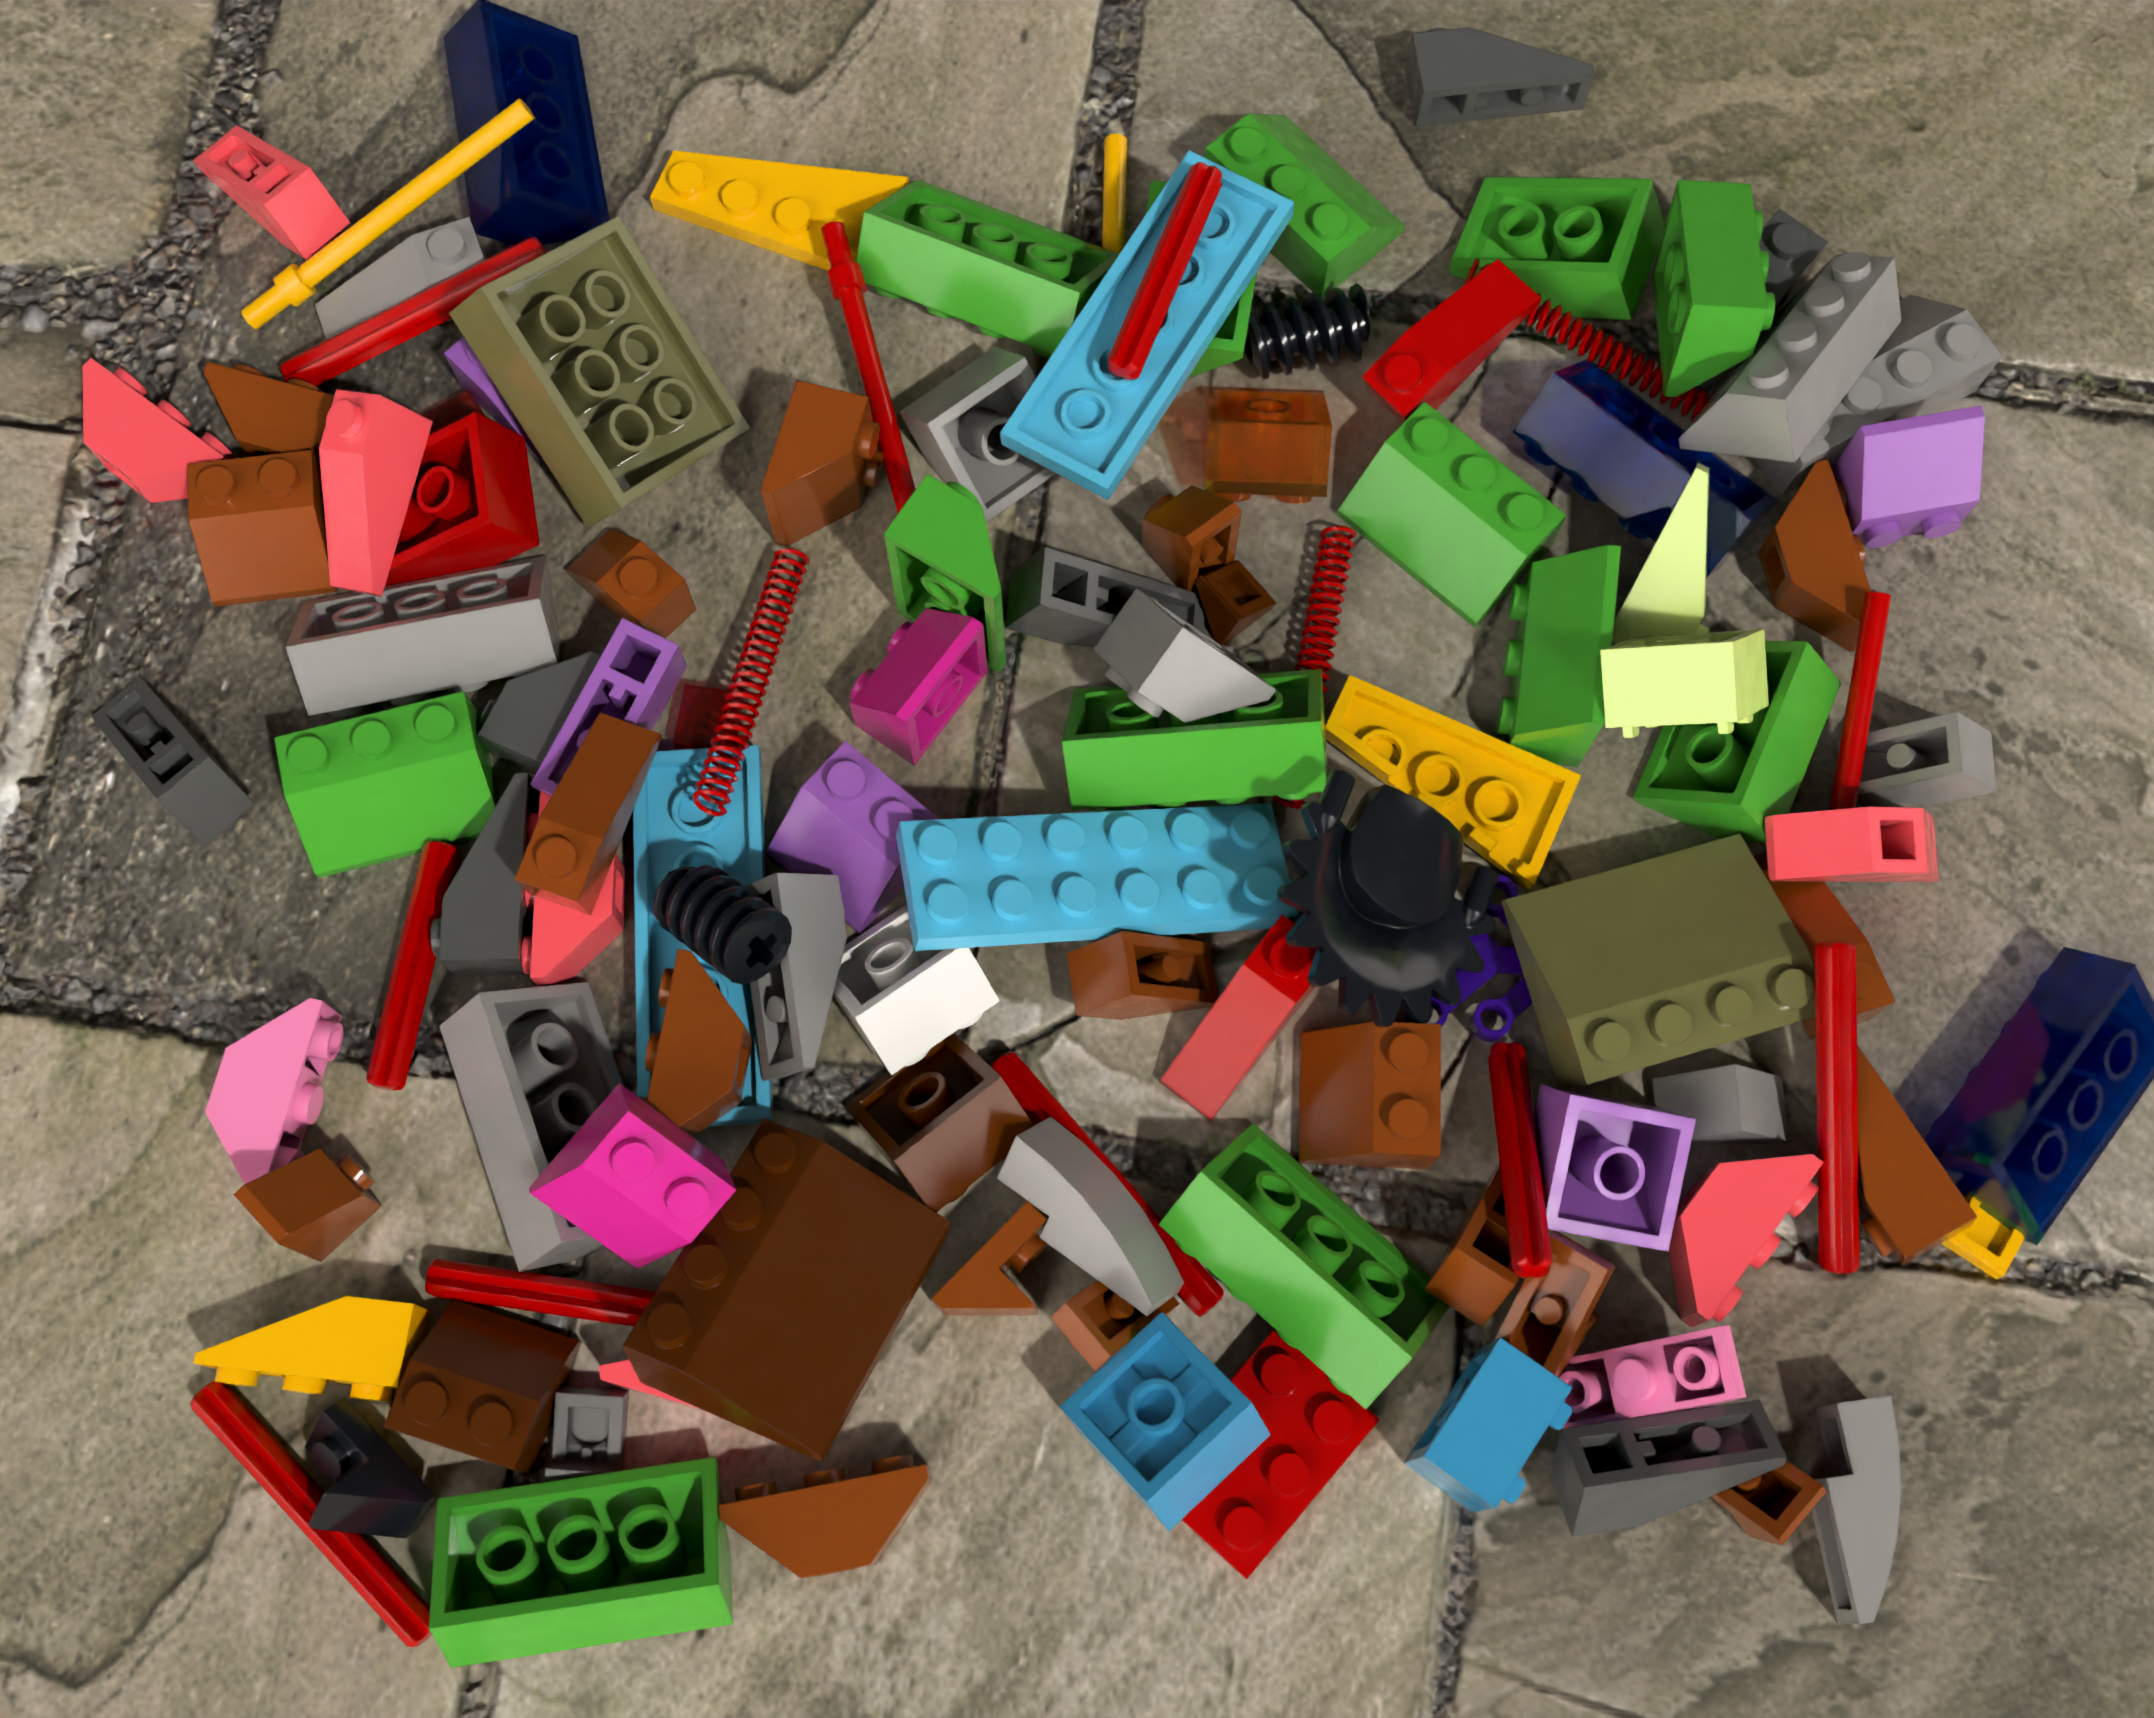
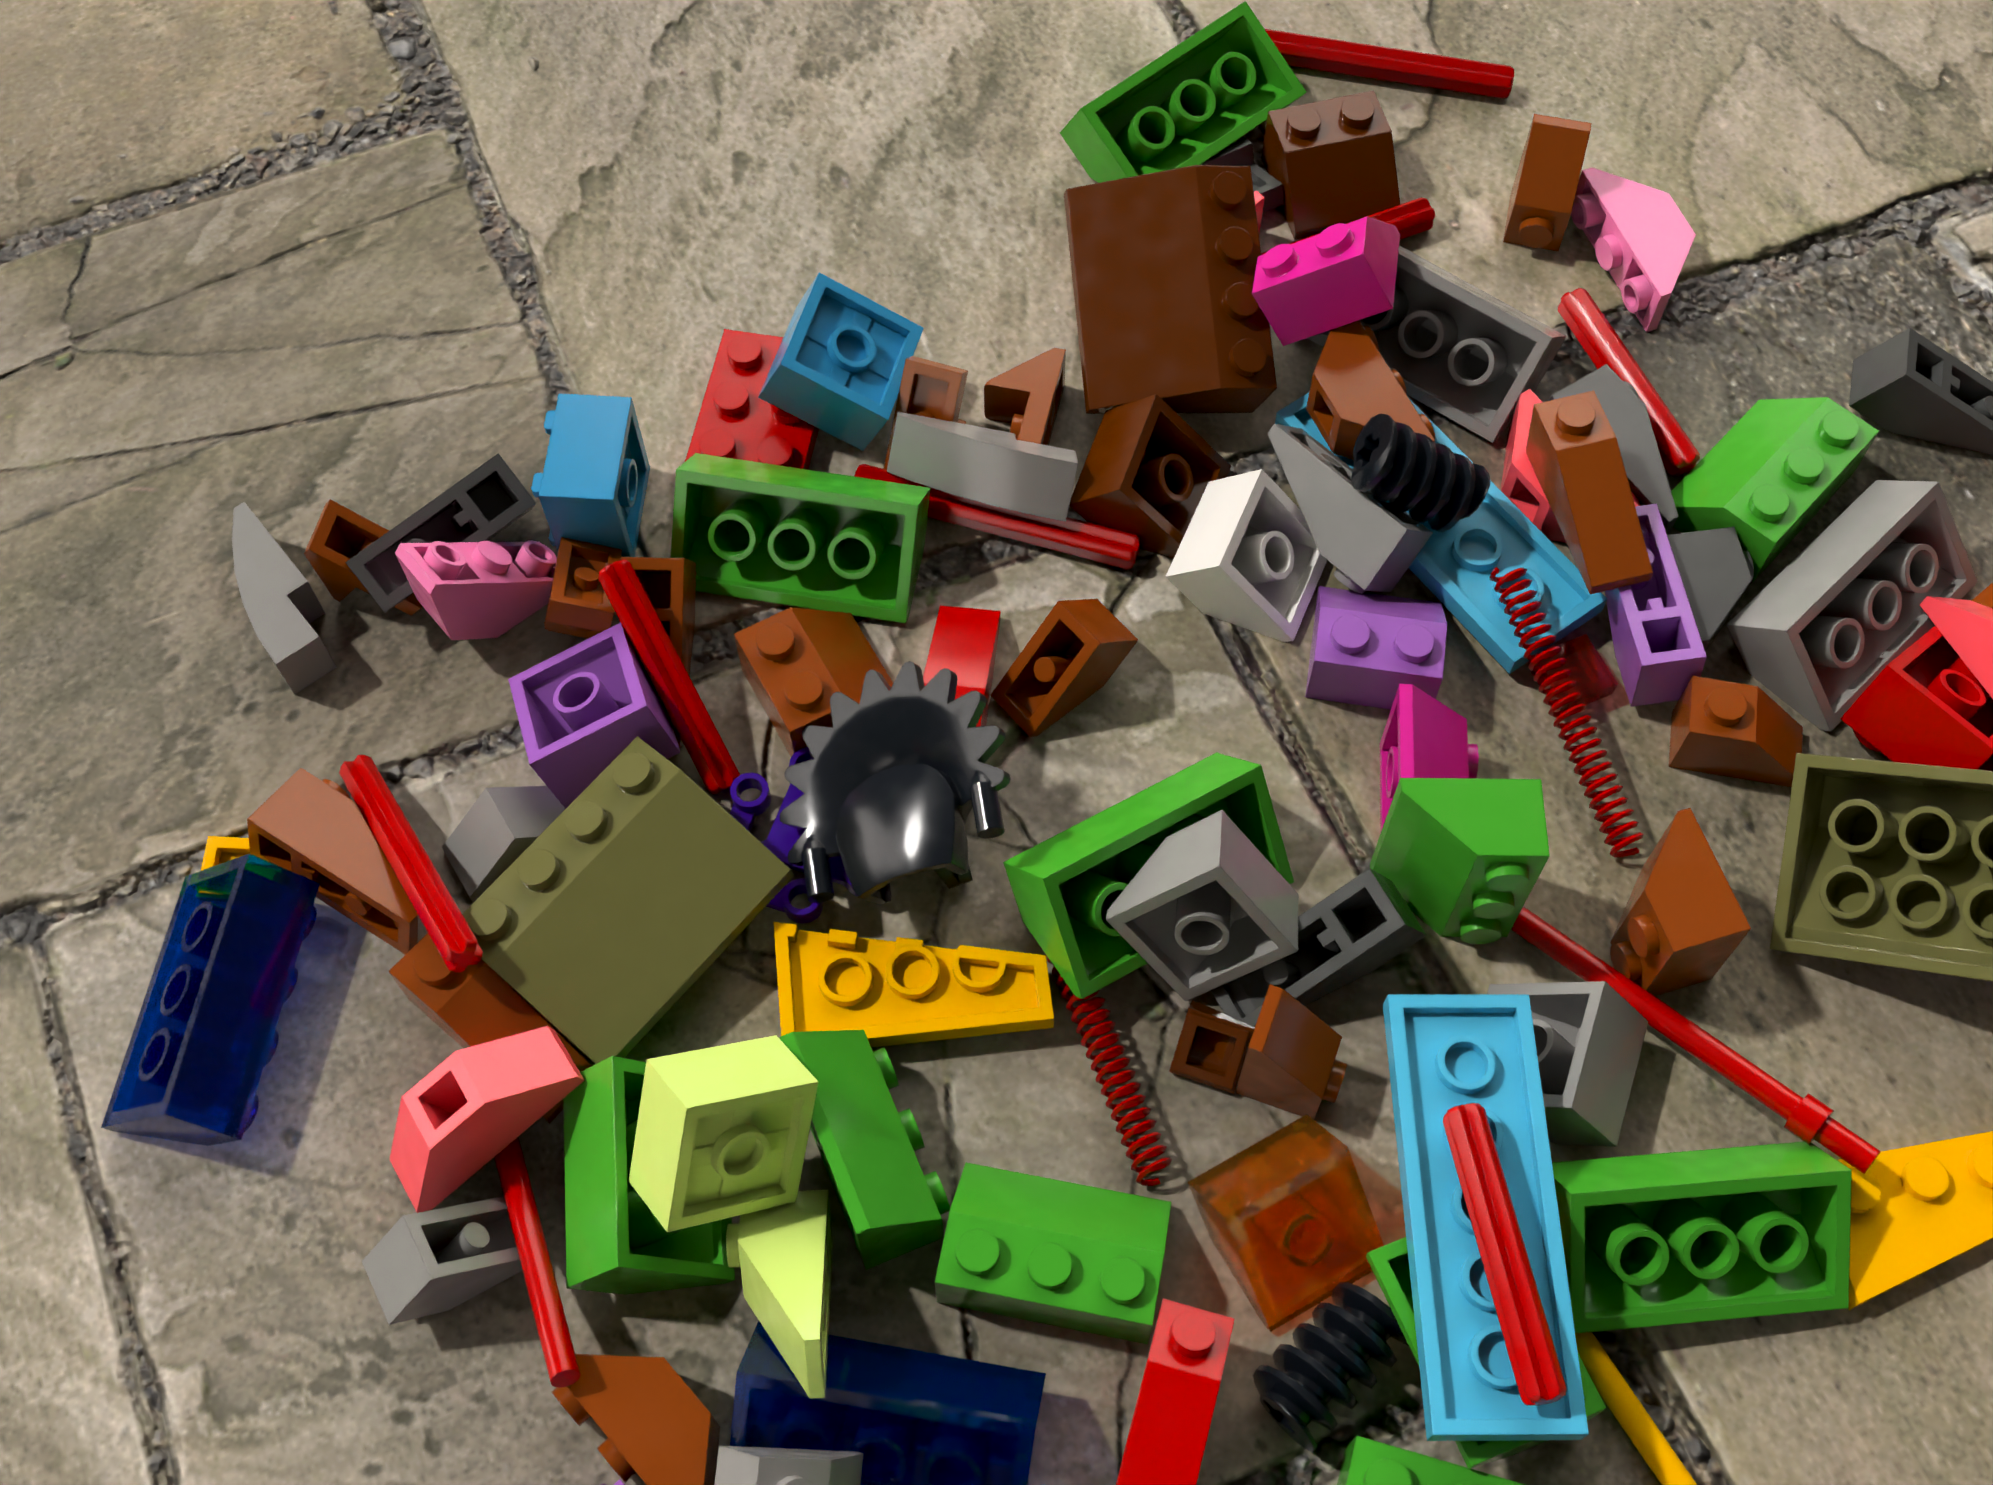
camera: 150 degrees right, 10 degrees down
(337, 1342) = (1449, 137): yellow slope -> none
(373, 1487) = (1349, 77): black slope -> none
(832, 1520) = (1030, 214): dark orange slope -> none
(1091, 875) = (1161, 687): medium azure plate -> none
(1731, 1225) = (461, 746): coral slope -> none

